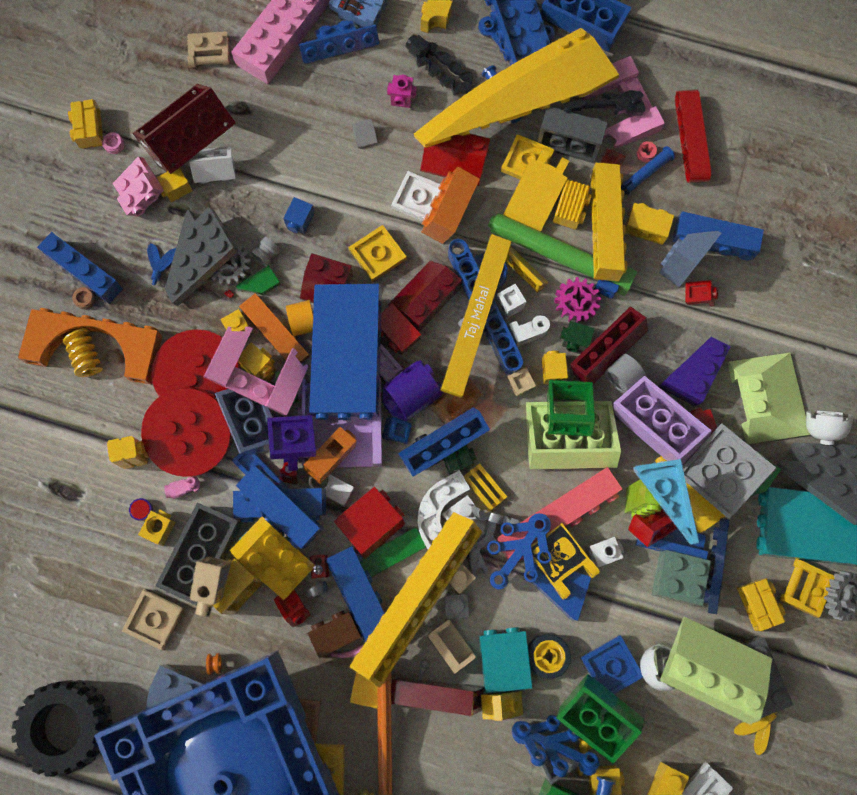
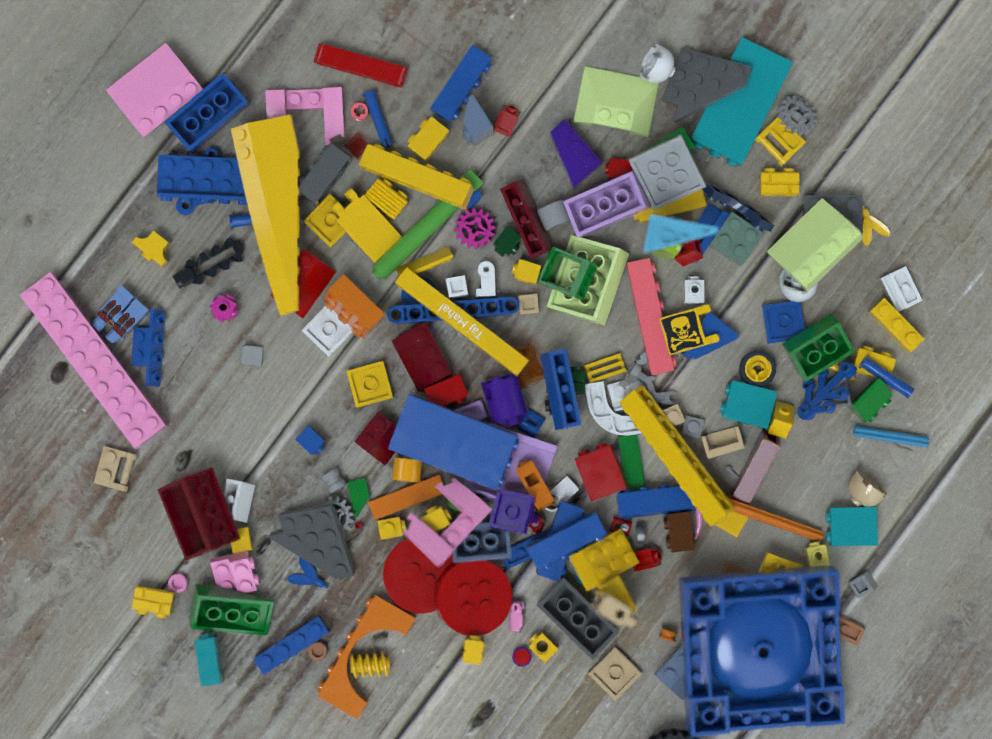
camera: 70 degrees left, 10 degrees up
(38, 191) = (209, 660): none -> teal brick
(96, 194) = (229, 611): none -> green slope
(522, 547) = (668, 357): blue plant -> none
(627, 102) = (312, 113): black piece -> none

